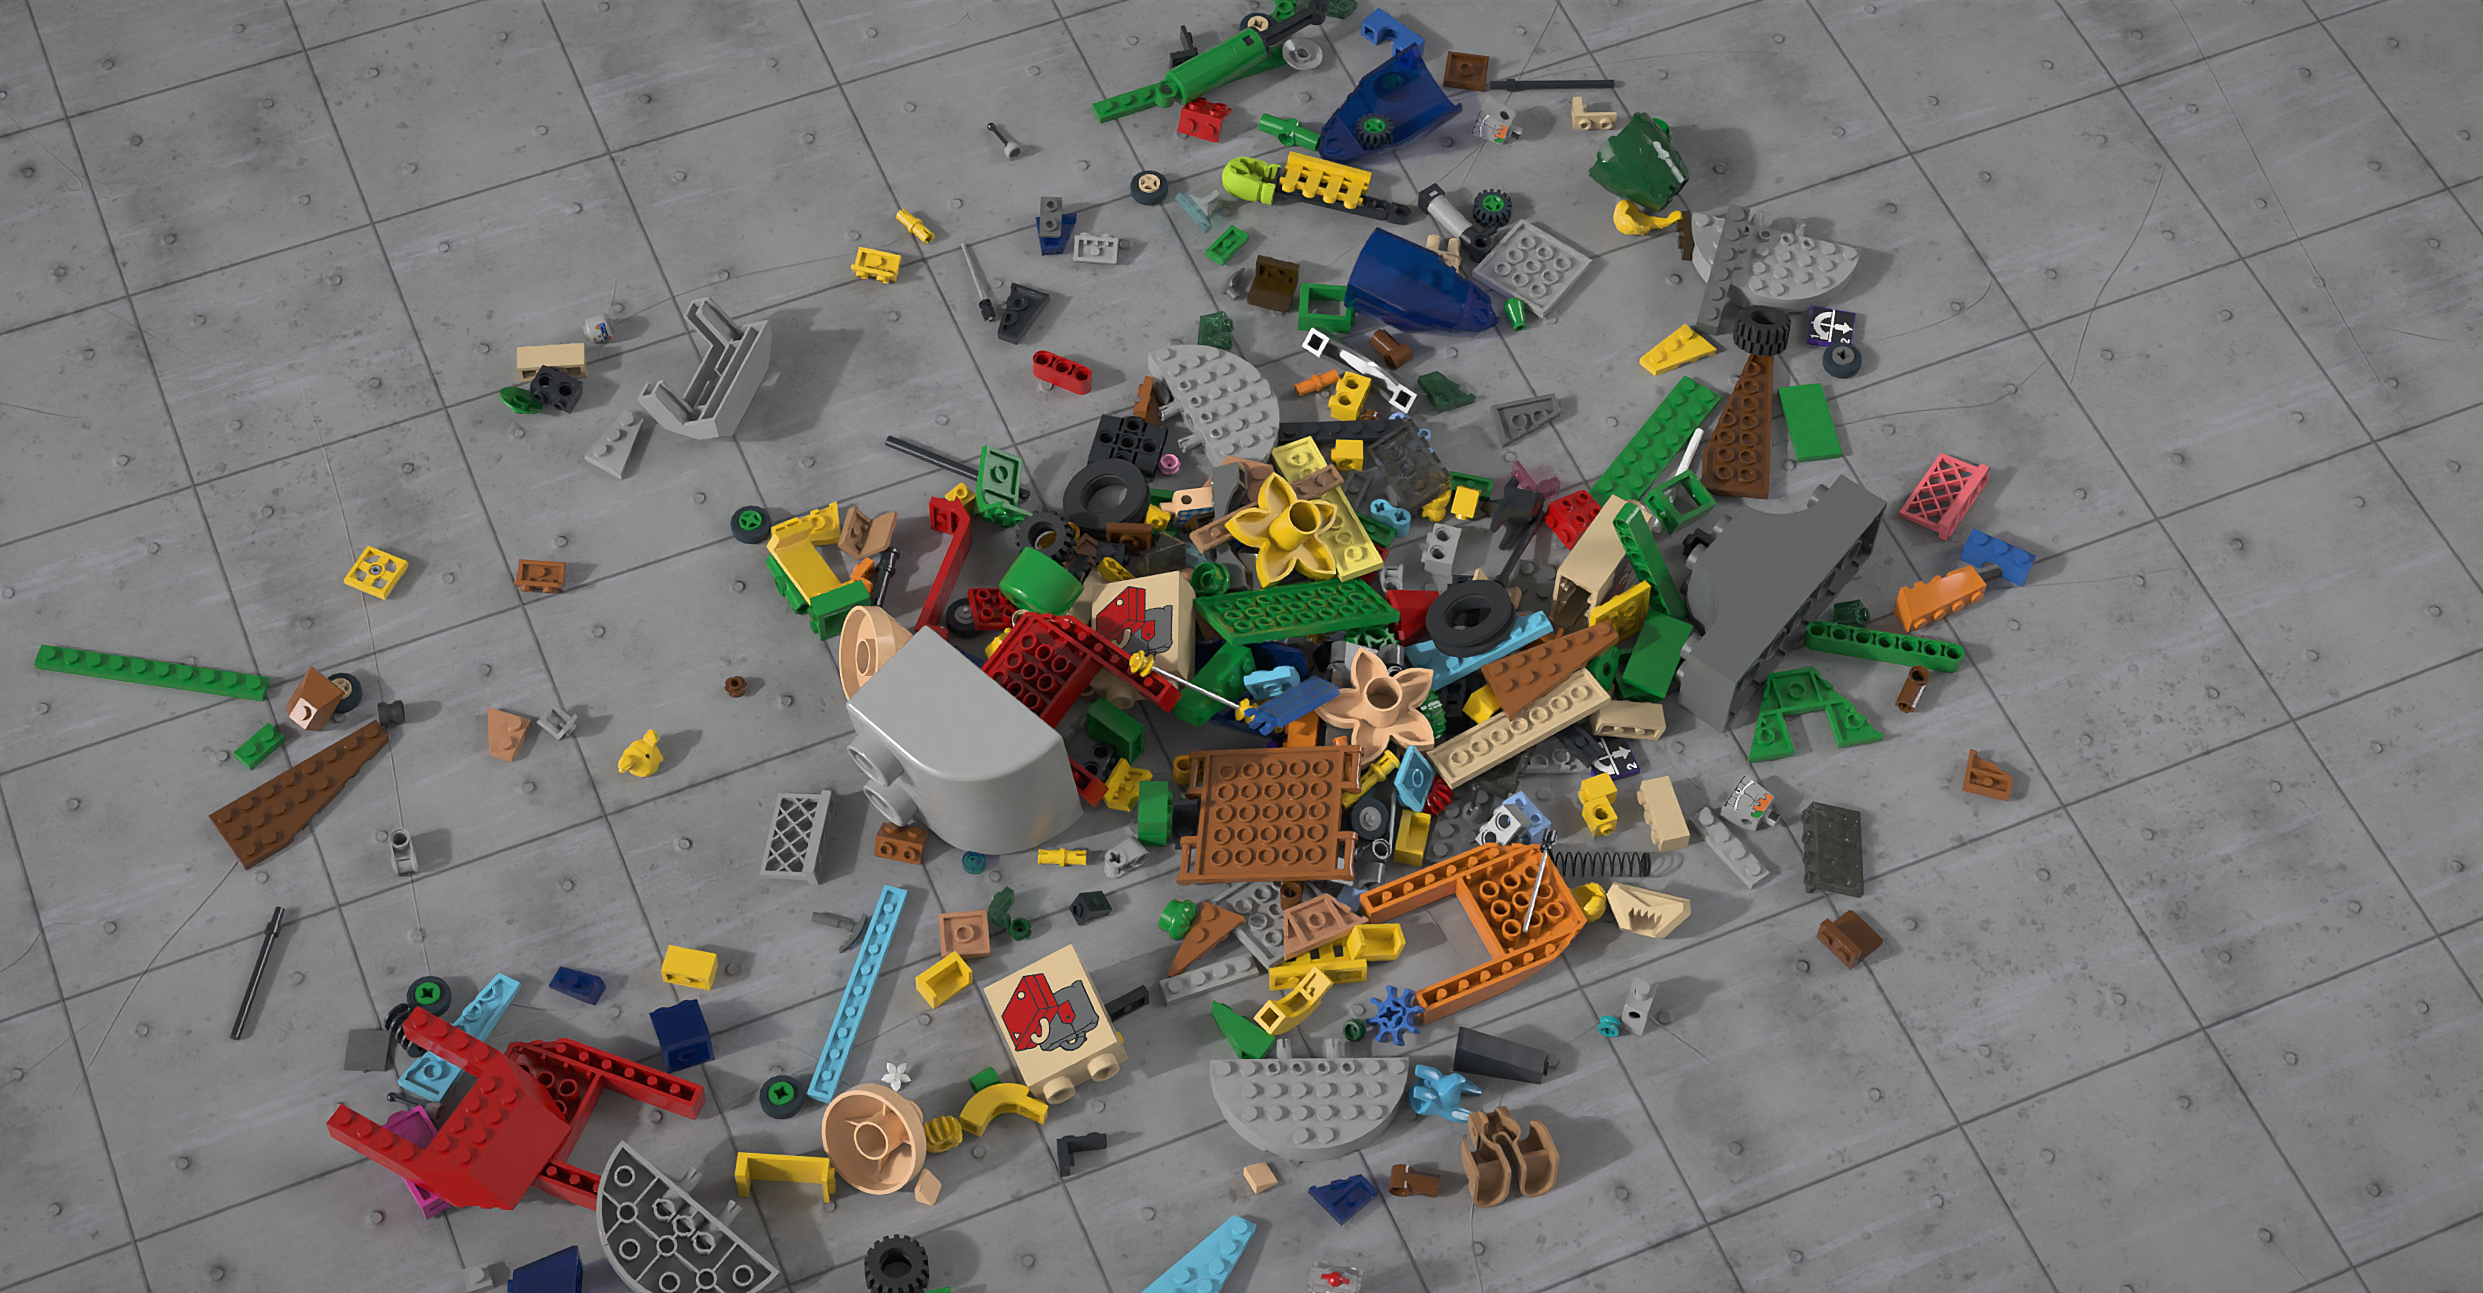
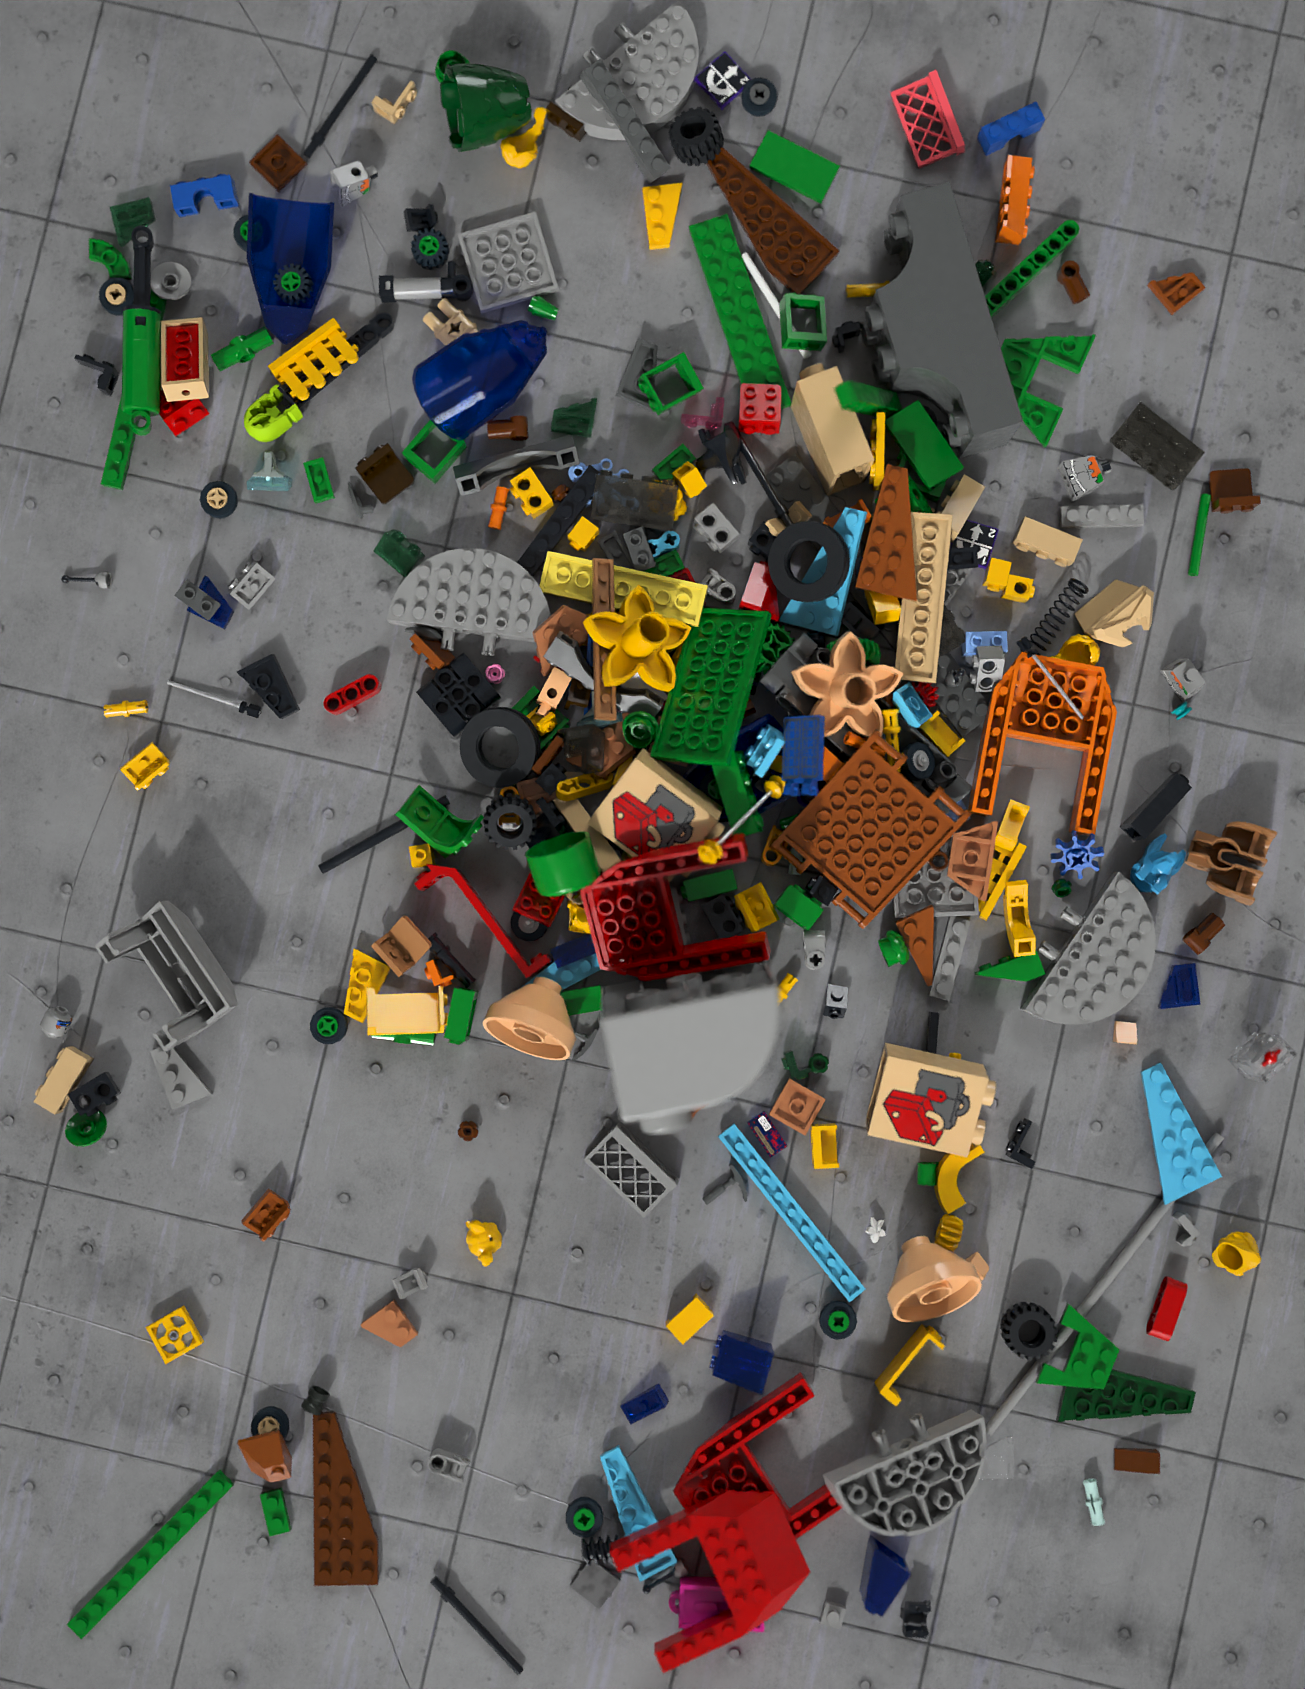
camera: 50 degrees left, 30 degrees up
(918, 928) = (767, 1134): none -> tile
(1244, 92) = (184, 359): none -> brick
(1372, 496) = (639, 549): none -> dark grey bracket
(1510, 185) = (419, 219): none -> black bracket
(1542, 422) = (687, 374): none -> green window
(1782, 940) = (1199, 534): none -> green piece

